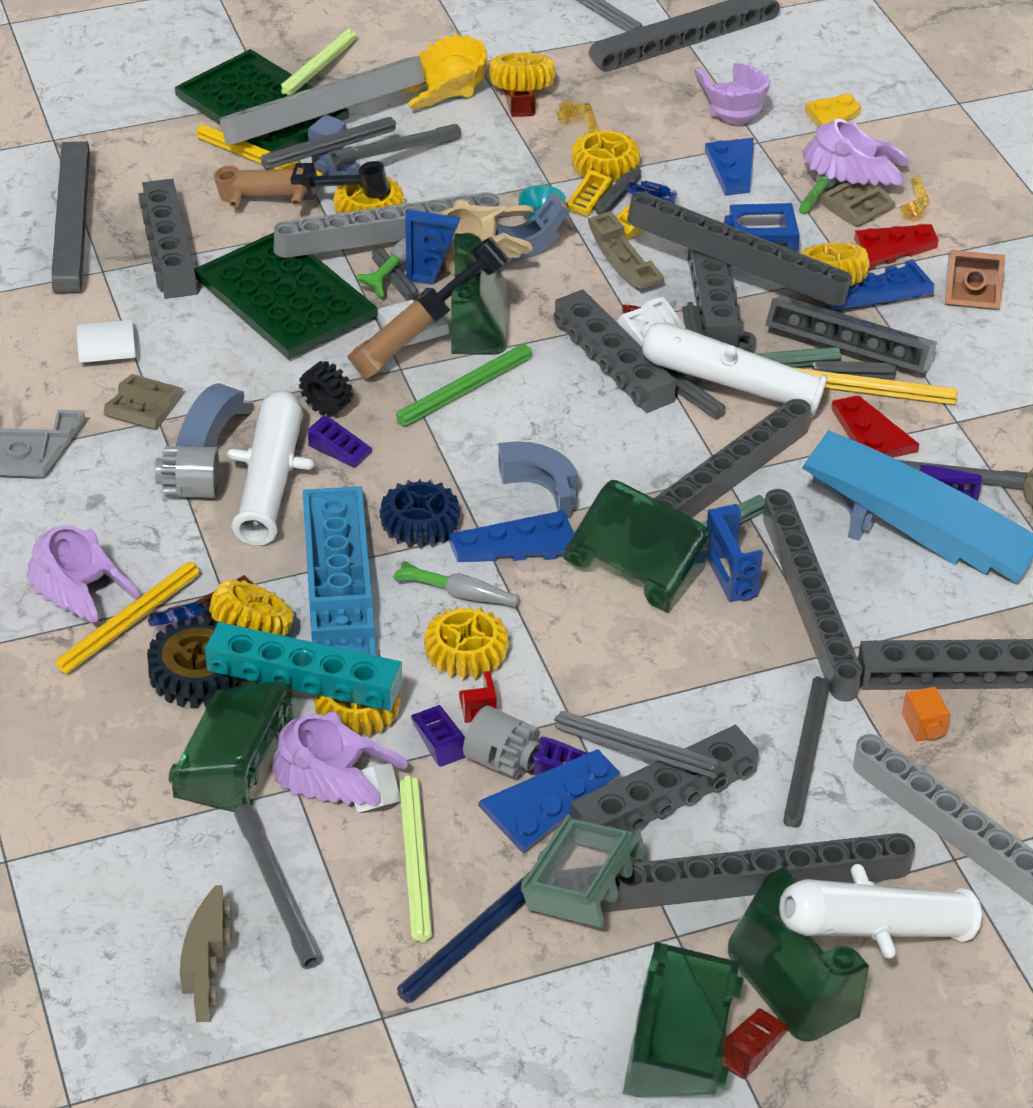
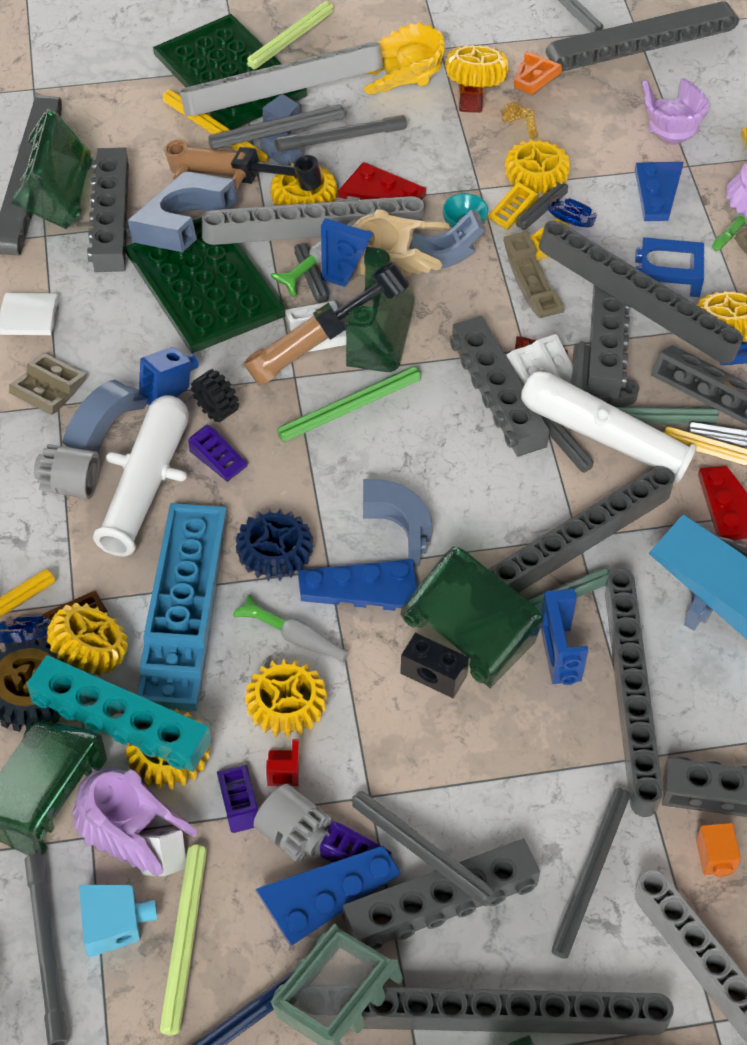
camera: 10 degrees right, 10 degrees up
(104, 207) = (54, 172): none -> clear green windscreen
(239, 231) = (159, 222): none -> sand blue arch
(266, 373) = (165, 373): none -> blue torso
(338, 847) = (112, 917): none -> medium azure torso
(434, 186) = (375, 183): none -> red wing
(583, 73) = (535, 73): none -> orange wing
(609, 595) = (434, 665): none -> black brick

